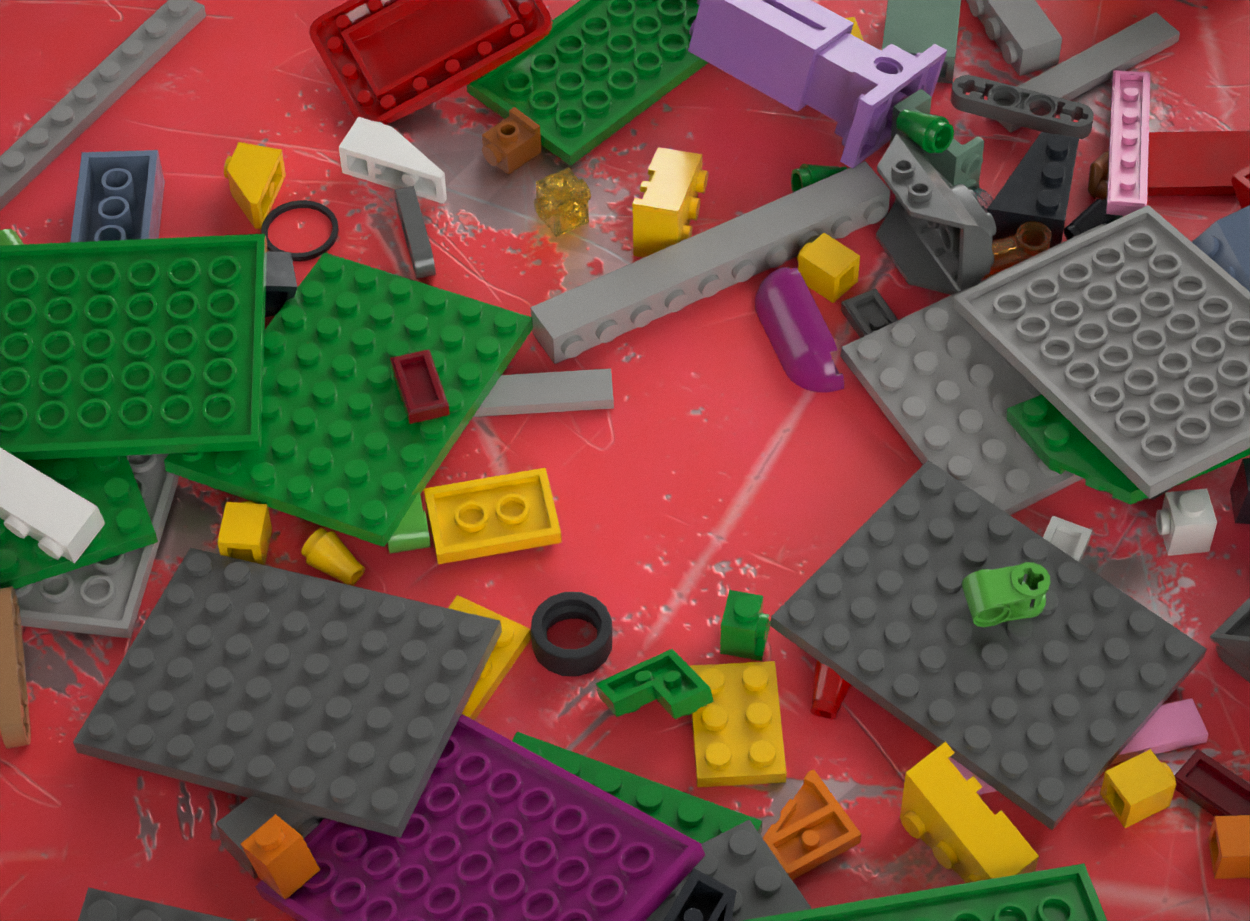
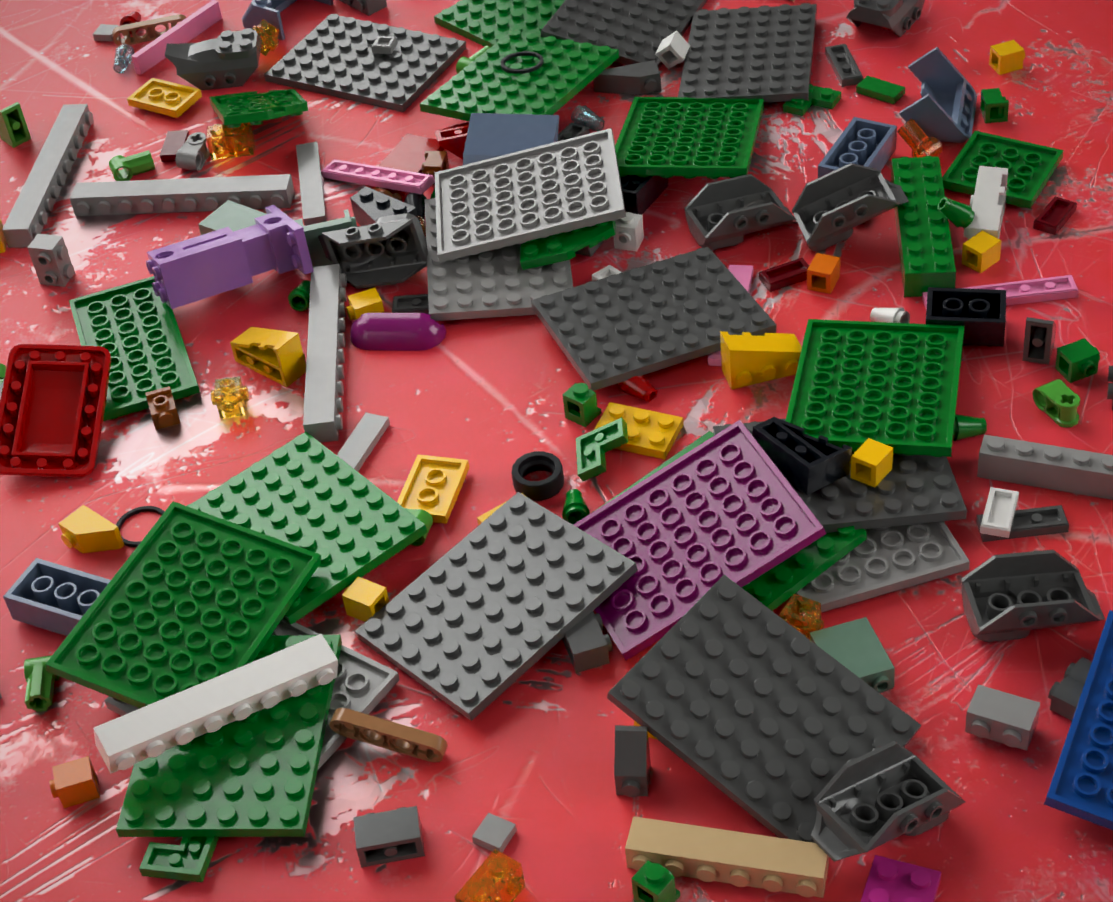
camera: 60 degrees left, 10 degrees down
(280, 856) = (619, 624): orange brick -> none
(332, 557) = (408, 566): yellow cone -> none
(387, 158) = (131, 463): white slope -> none
(415, 232) = (178, 468): dark grey beam -> none
(419, 386) = (327, 482): dark red tile -> none
(526, 708) = (574, 507): none -> green cone
(811, 829) = (717, 412): orange wing -> none
(927, 130) = (327, 221): green cone -> none
(1003, 596) = (641, 289): bright green piece -> none
(1023, 102) = (338, 194): dark grey beam -> none
(1138, 788) = (771, 295): yellow brick -> none
(1200, 203) = (435, 162): none -> dark orange brick

